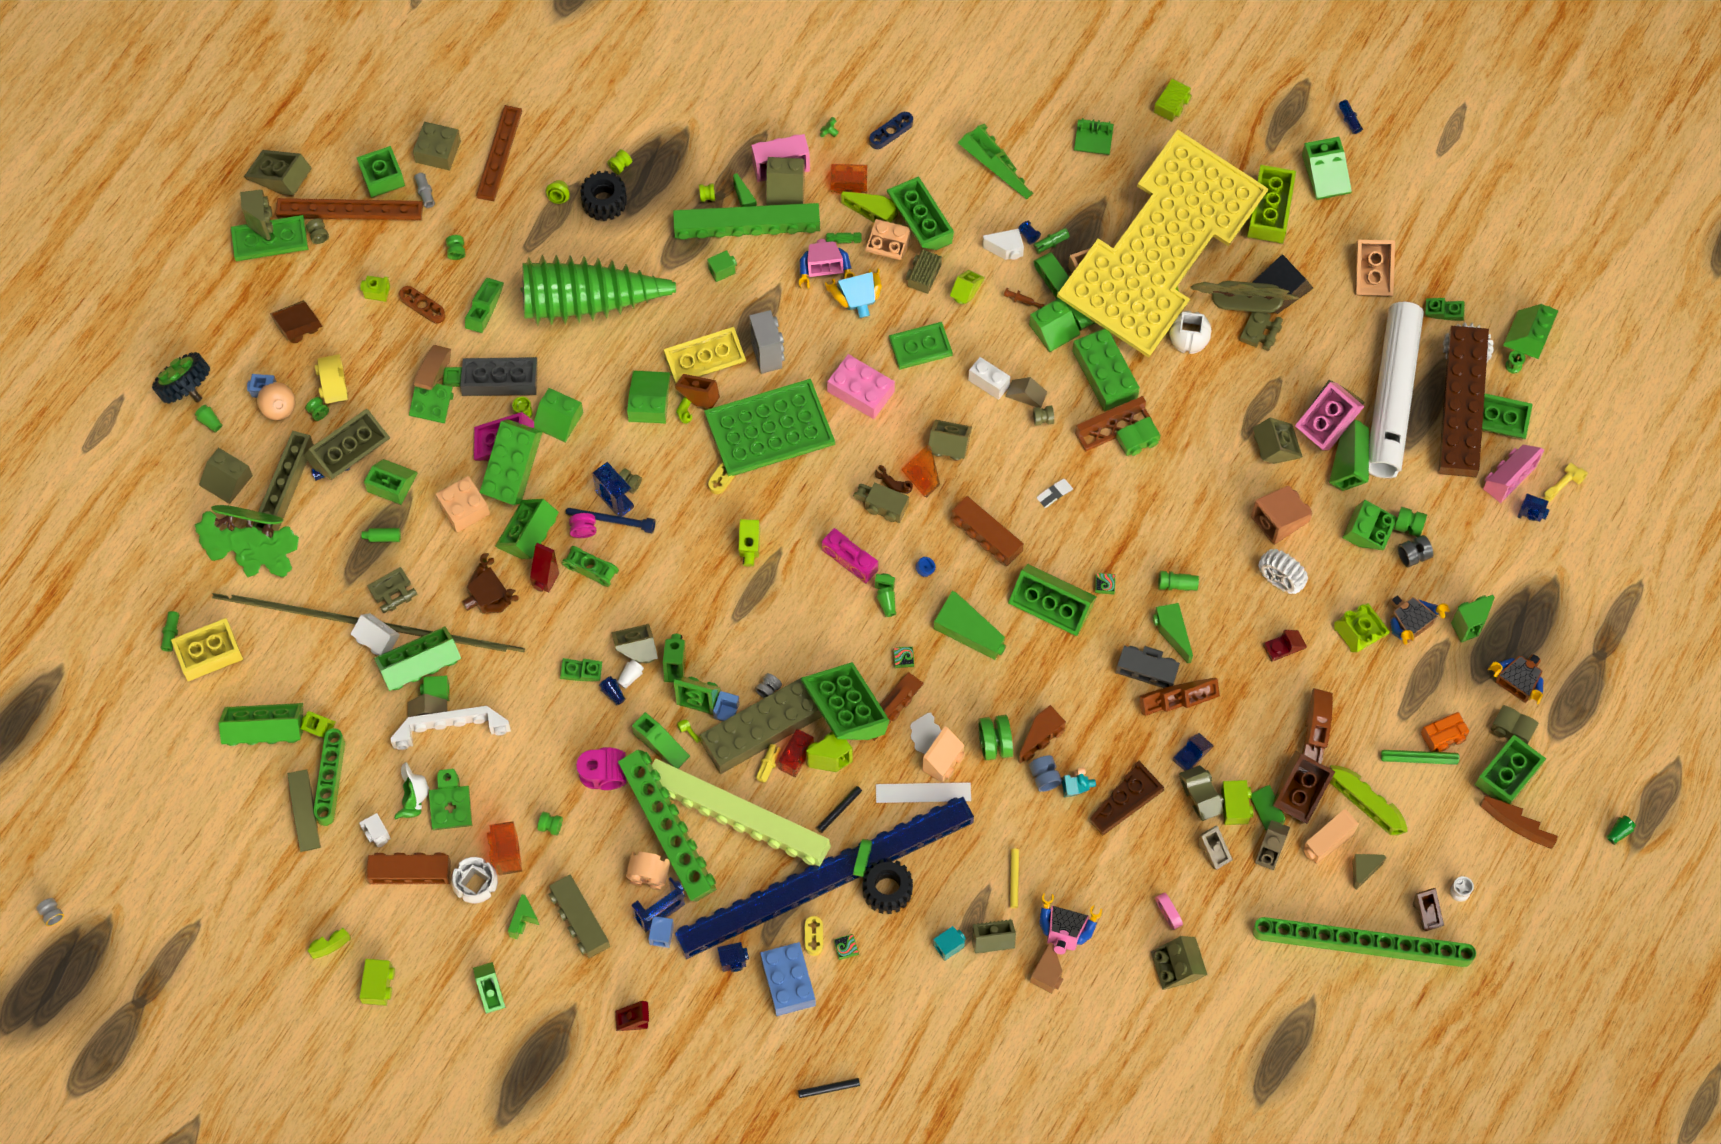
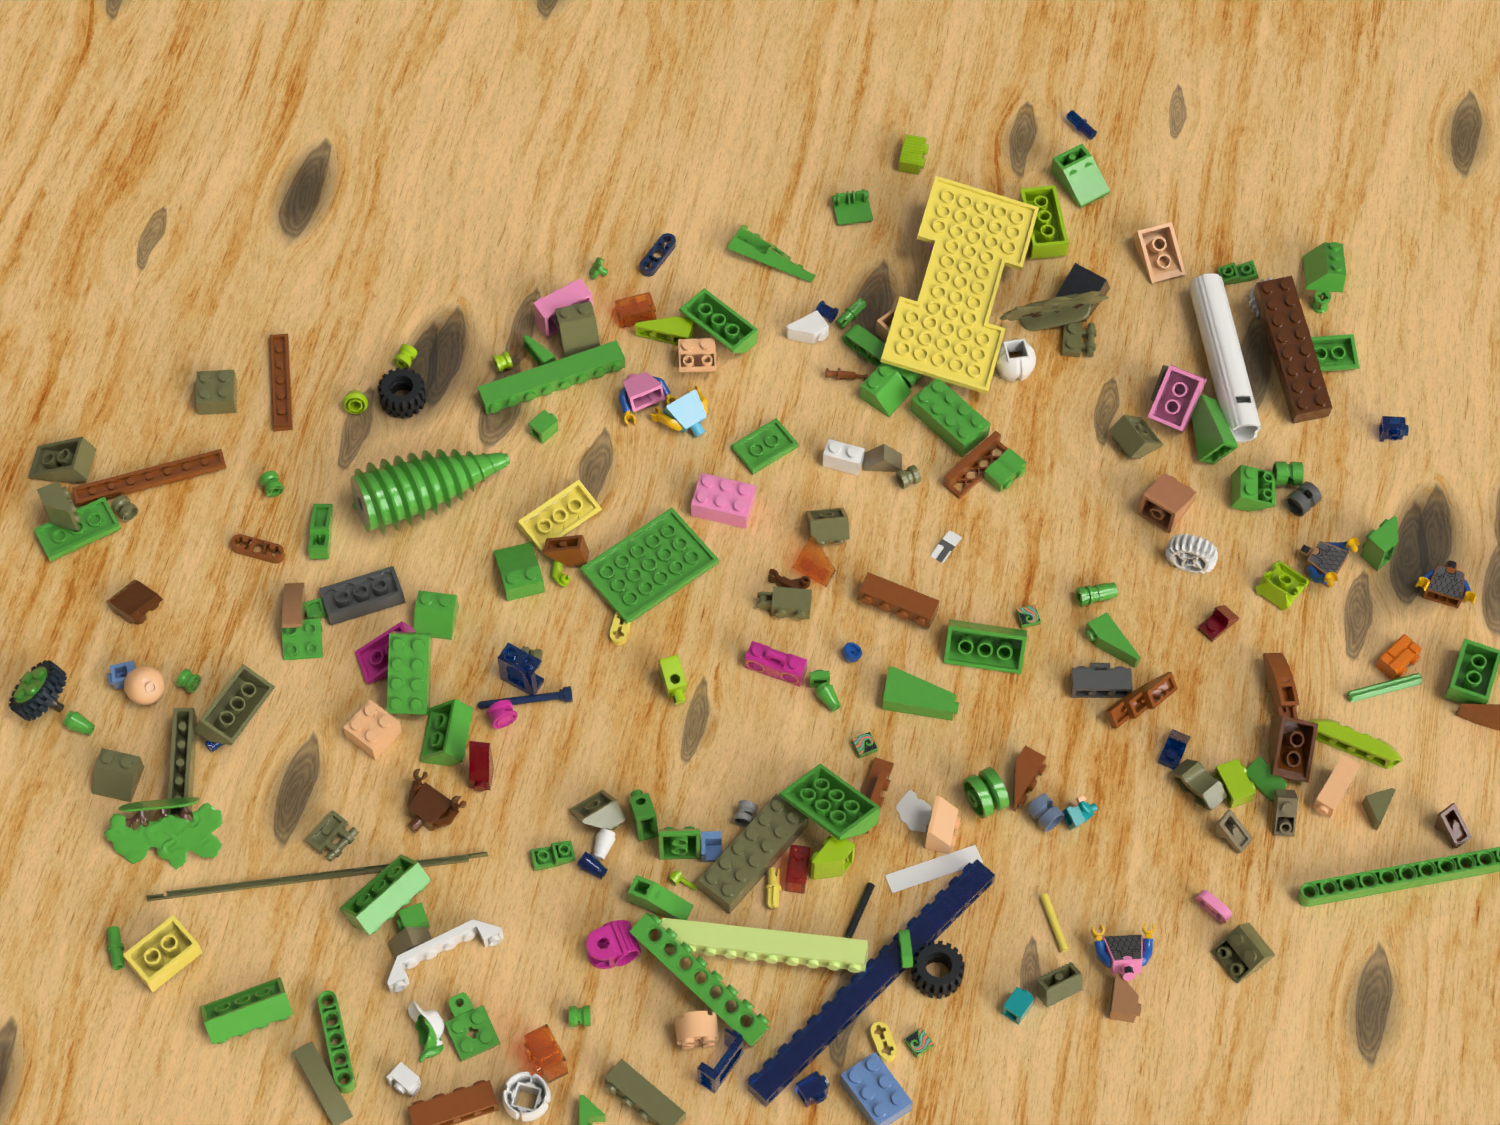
camera: 20 degrees left, 5 degrees down
(310, 722) = (296, 991): lime brick -> none
(332, 379) = (193, 646): light yellow brick -> none
(374, 634) = (331, 885): white brick -> none
(375, 288) = (204, 546): lime brick -> none
(380, 171) = (169, 432): bright green brick -> none
(382, 534) = (301, 784): bright green cylinder -> none
(390, 481) = (290, 729): bright green slope -> none
(424, 190) = (219, 438): light grey pin -> none
(522, 404) = (396, 615): lime wheel -> none
(601, 571) = (510, 749): bright green piece -> none
(661, 932) = (732, 1087): medium blue panel -> none
(766, 341) = (618, 483): light grey brick -> none
(844, 237) = (652, 366): bright green axle -> none
(924, 271) = (741, 375): olive brick -> none
(966, 286) = (787, 379): lime slope -> none
(1132, 794) = (1133, 808): reddish brown wing -> none
(1464, 885) = (1474, 797): white wheel -> none
(1511, 722) = (1454, 630): olive brick -> none
(1513, 471) = (1360, 400): bright pink slope -> none
(1573, 473) = (1413, 386): light yellow brick -> none

